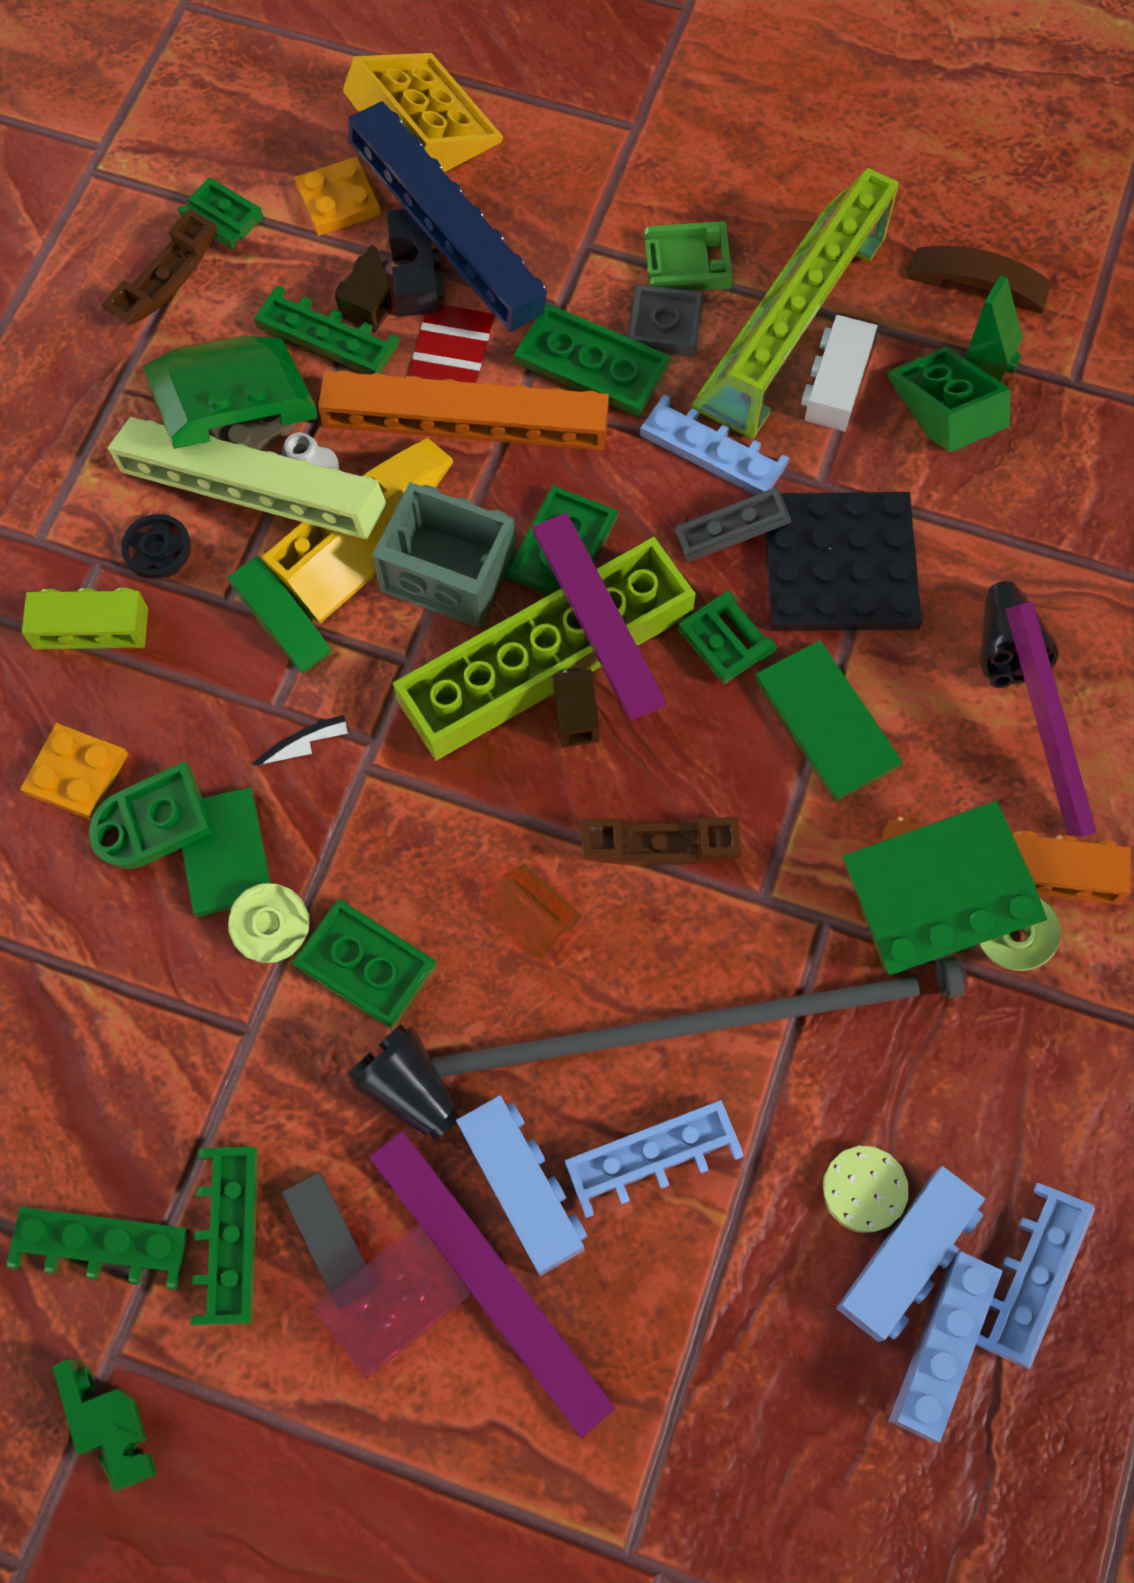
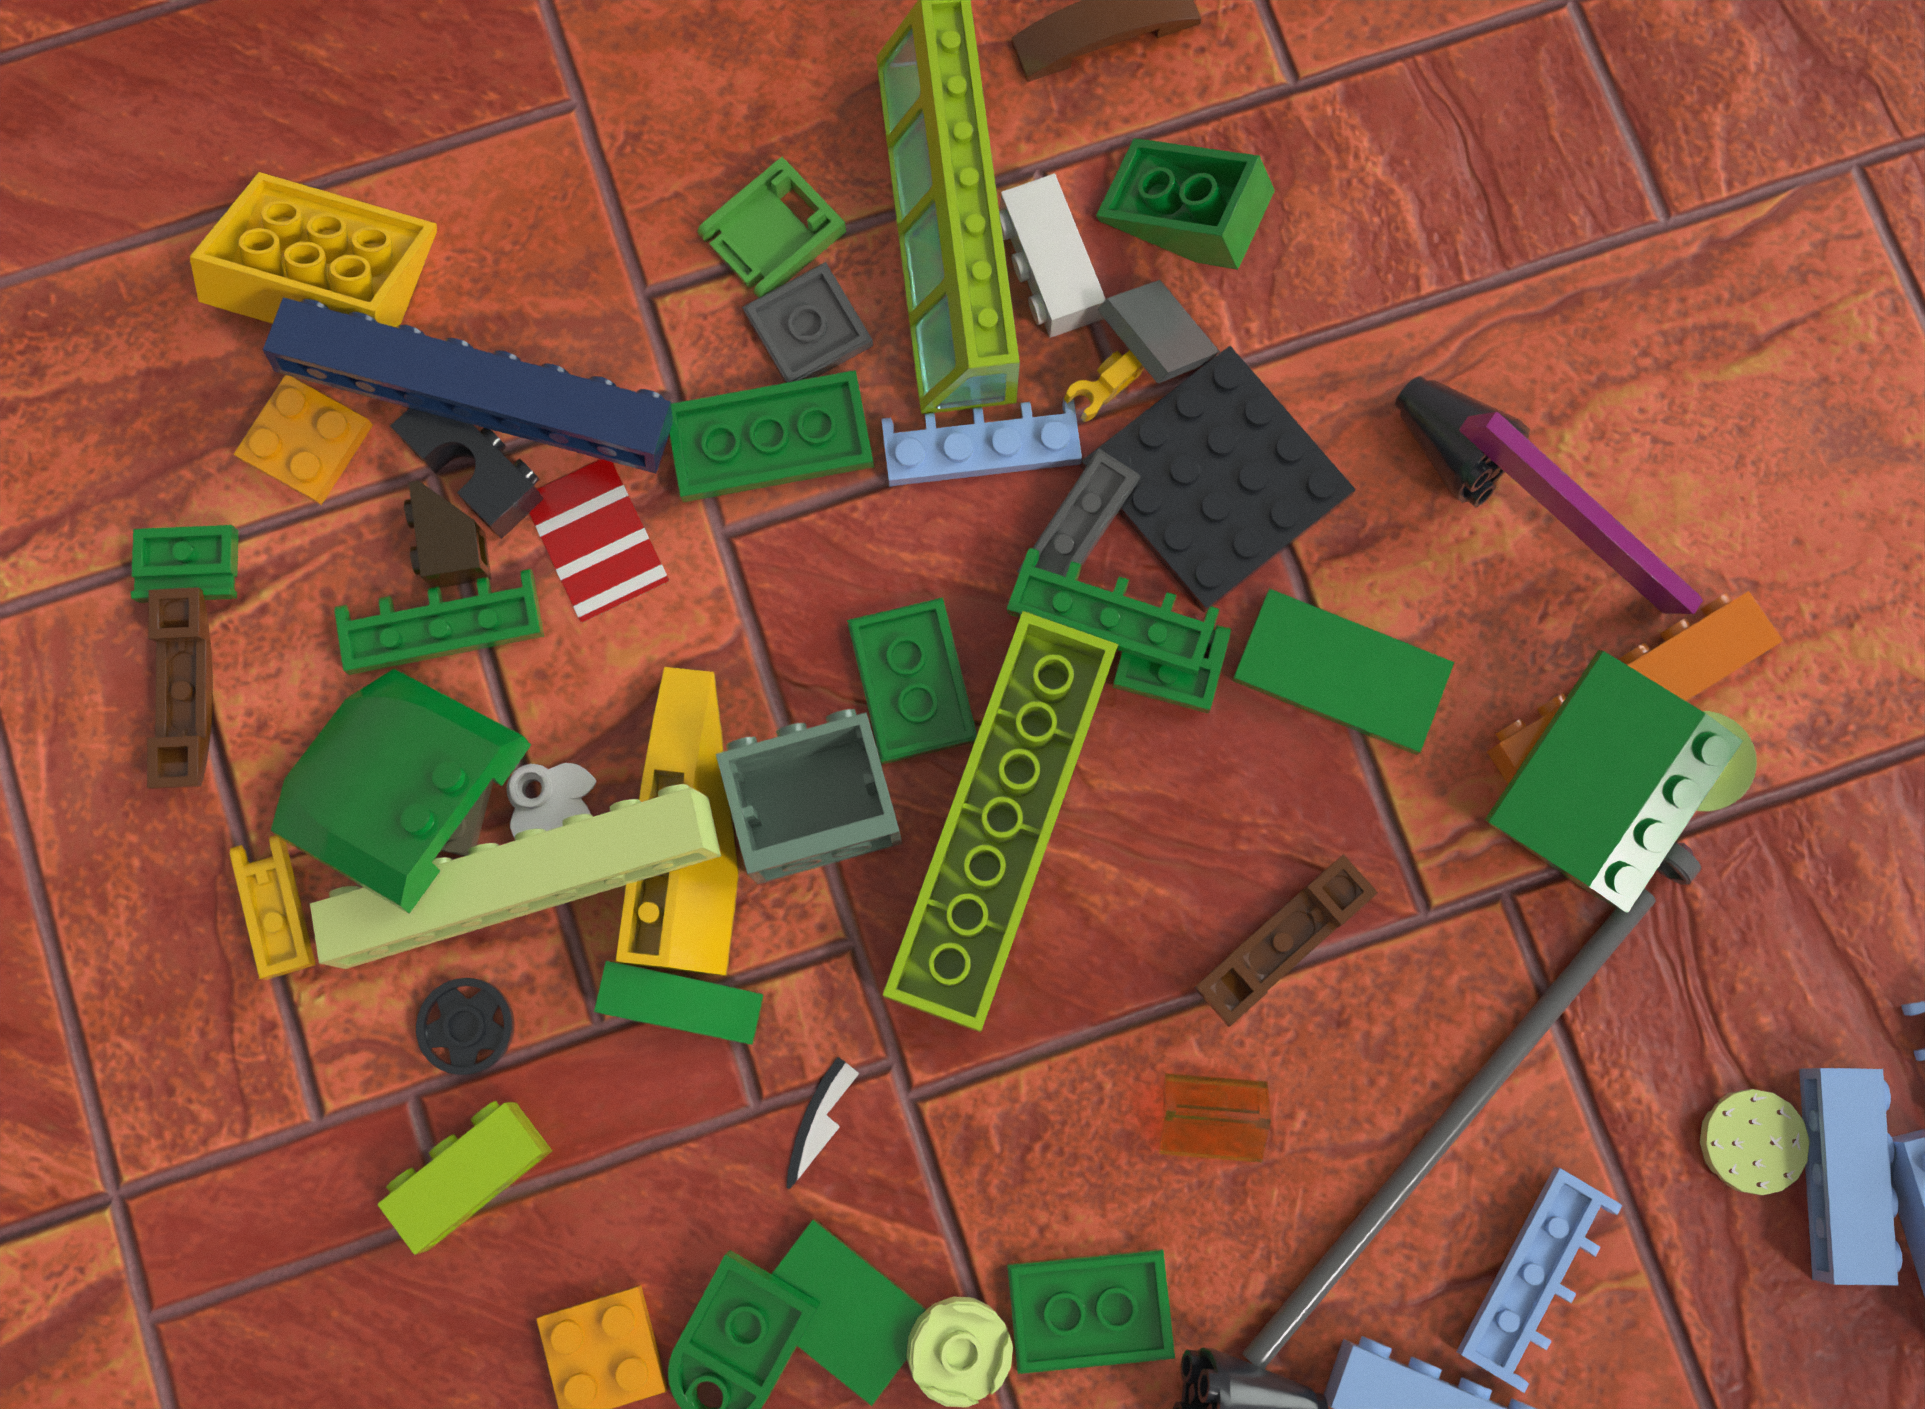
camera: 40 degrees left, 10 degrees up
(109, 413) = (273, 911): none -> yellow hinge
(464, 410) = (677, 604): orange brick -> none
(575, 707) = (1089, 866): dark brown slope -> none
(599, 617) = (1041, 751): magenta tile -> none
(714, 594) = (1132, 624): none -> green hinge
(822, 461) = (1115, 375): none -> yellow plate
(869, 450) = (1158, 331): none -> dark grey tile
(997, 334) = (1191, 99): green slope -> none

